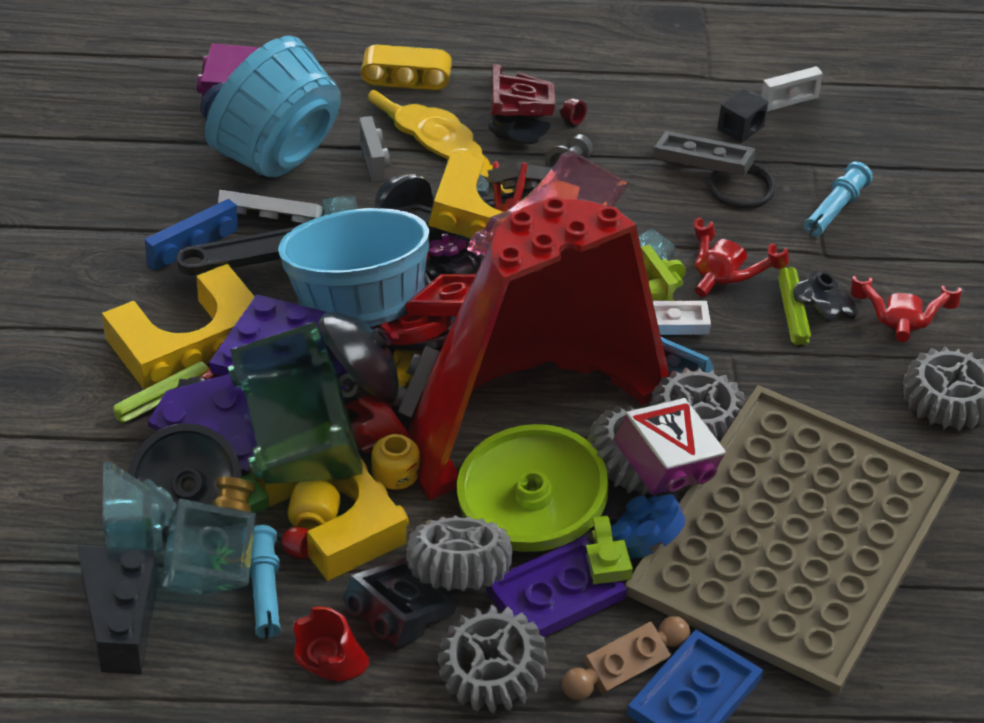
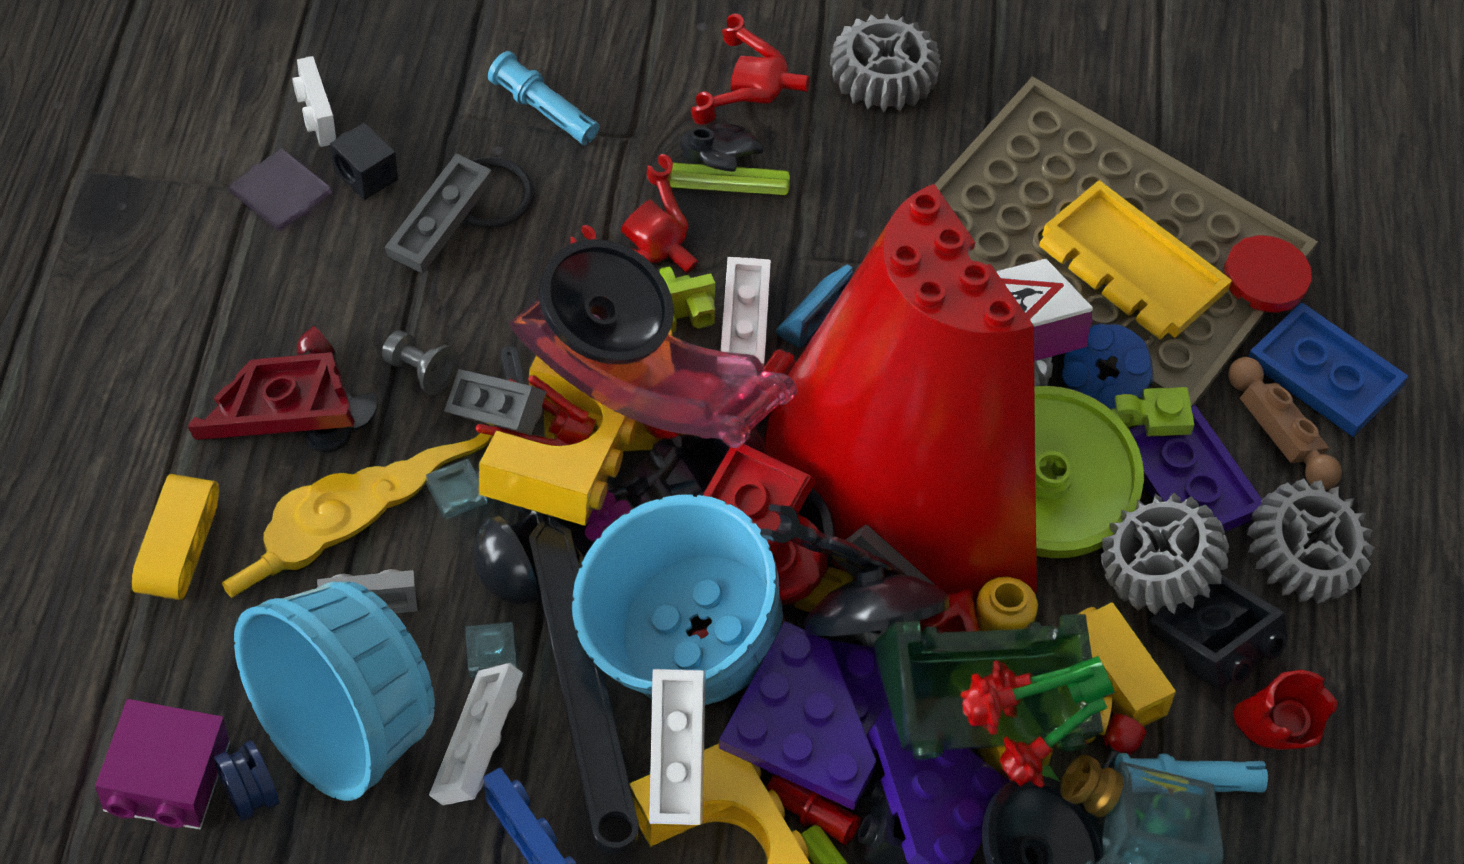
camera: 85 degrees left, 10 degrees up
(237, 259) = (677, 746): none -> white plate
(289, 422) = (1004, 691): none -> plant
(402, 303) = (821, 543): none -> black piece
(588, 163) = (618, 288): none -> black dish
(710, 87) = (280, 189): none -> clear purple piece
(764, 538) = (1135, 259): none -> yellow hinge
(782, 637) = (1268, 273): none -> red tile

